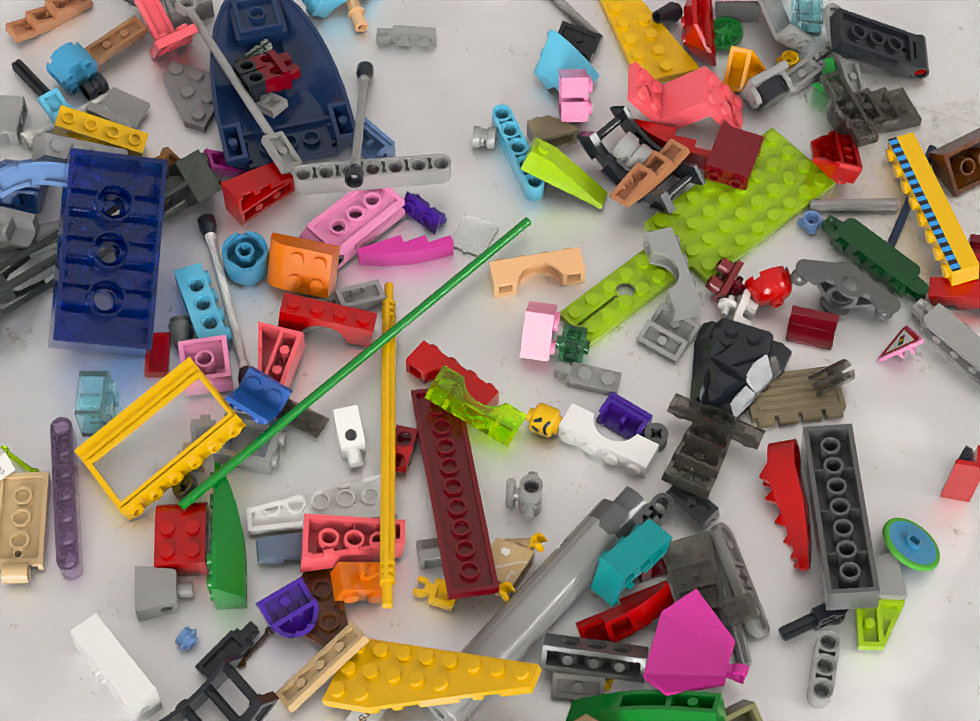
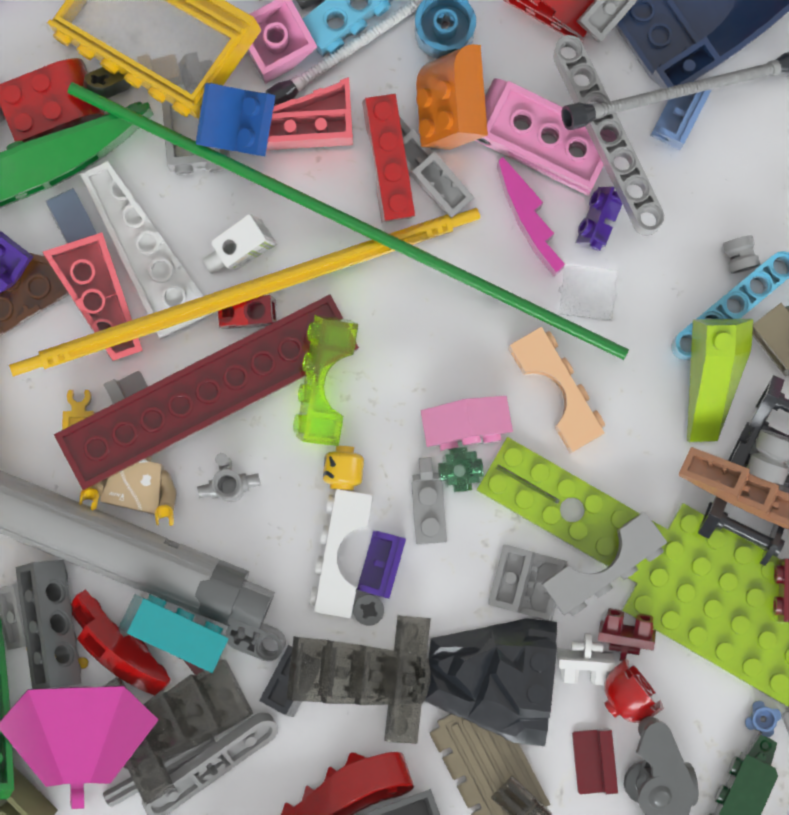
camera: 70 degrees right, 25 degrees up
(308, 421) = (249, 194): clear smoke hinge -> none
(356, 582) = (51, 320): orange brick -> none
(427, 362) = (349, 376): red arch -> none

